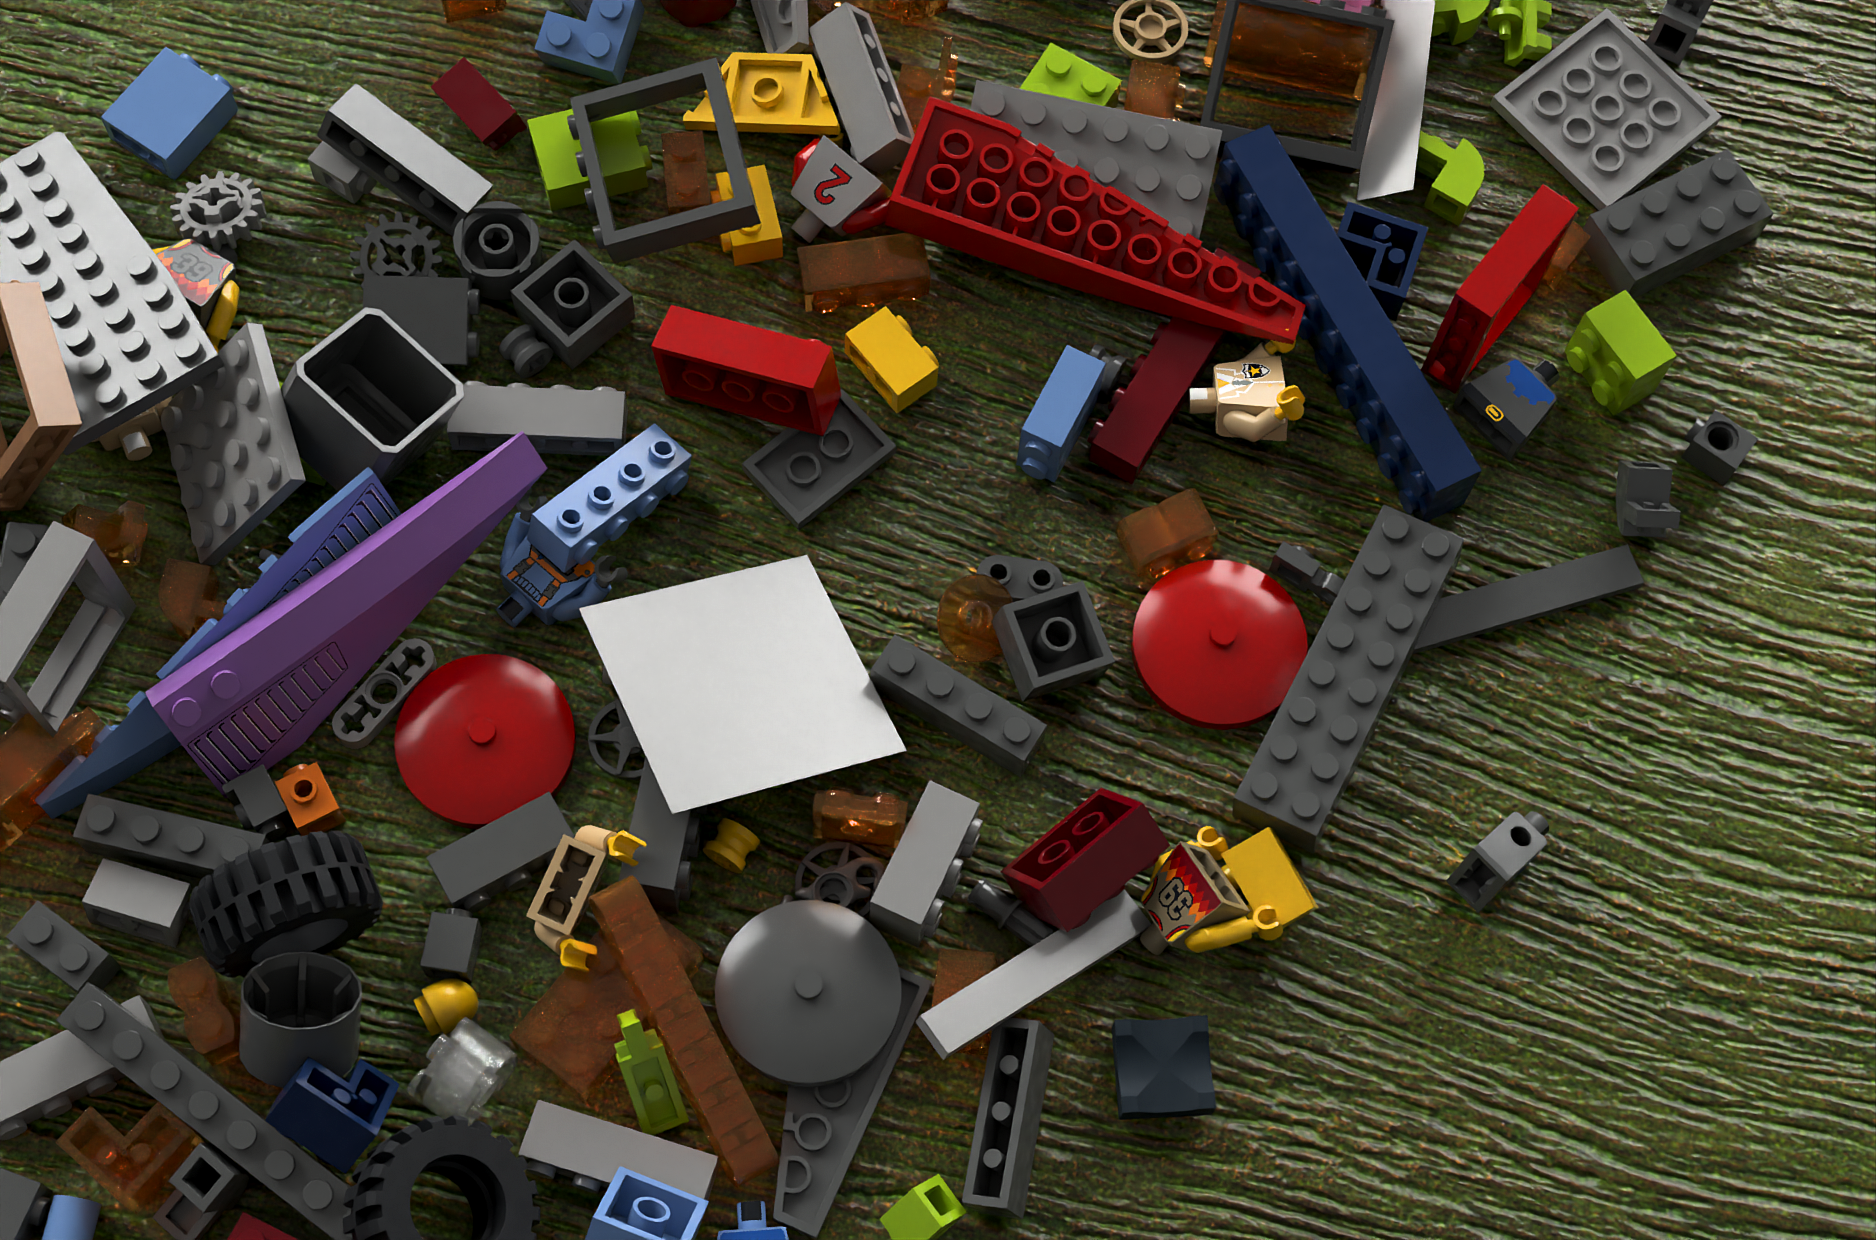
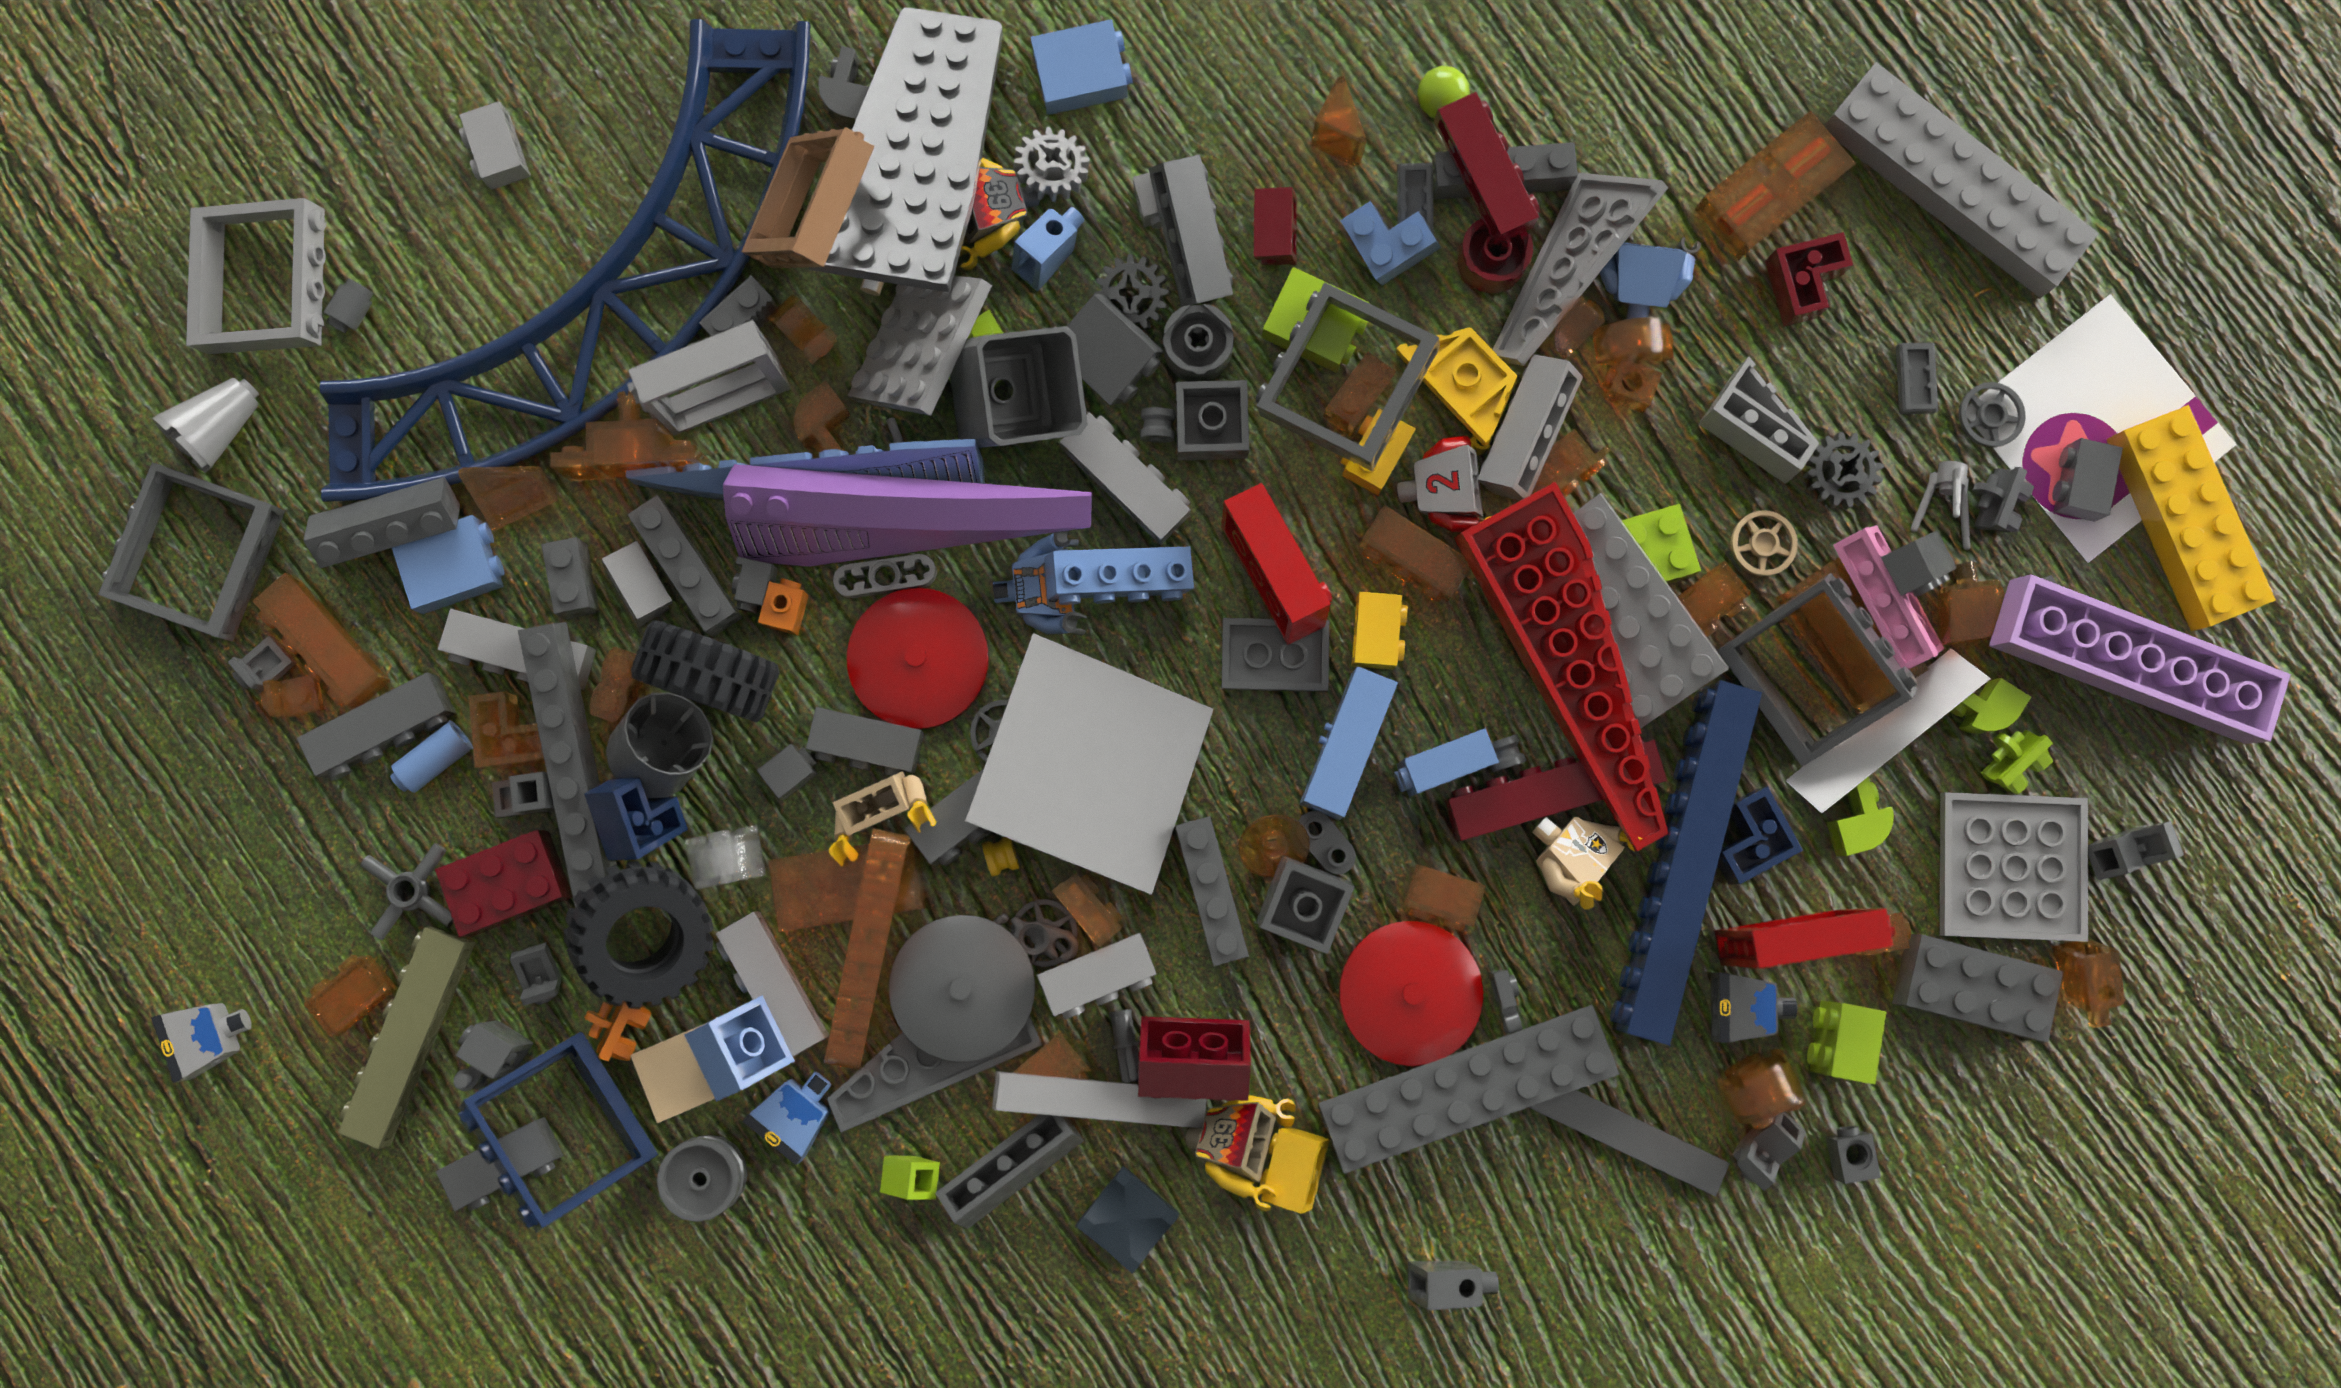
camera: 45 degrees right, 15 degrees up
(277, 265) = (1045, 246): none -> medium blue torso
(446, 1004) = (756, 802): yellow piece -> none
(648, 1077) = (826, 955): lime hinge -> none
(958, 470) = (1348, 743): none -> medium blue brick
(1591, 453) = (1761, 1088): none -> clear orange brick
(1756, 138) = (2091, 978): none -> clear orange torso

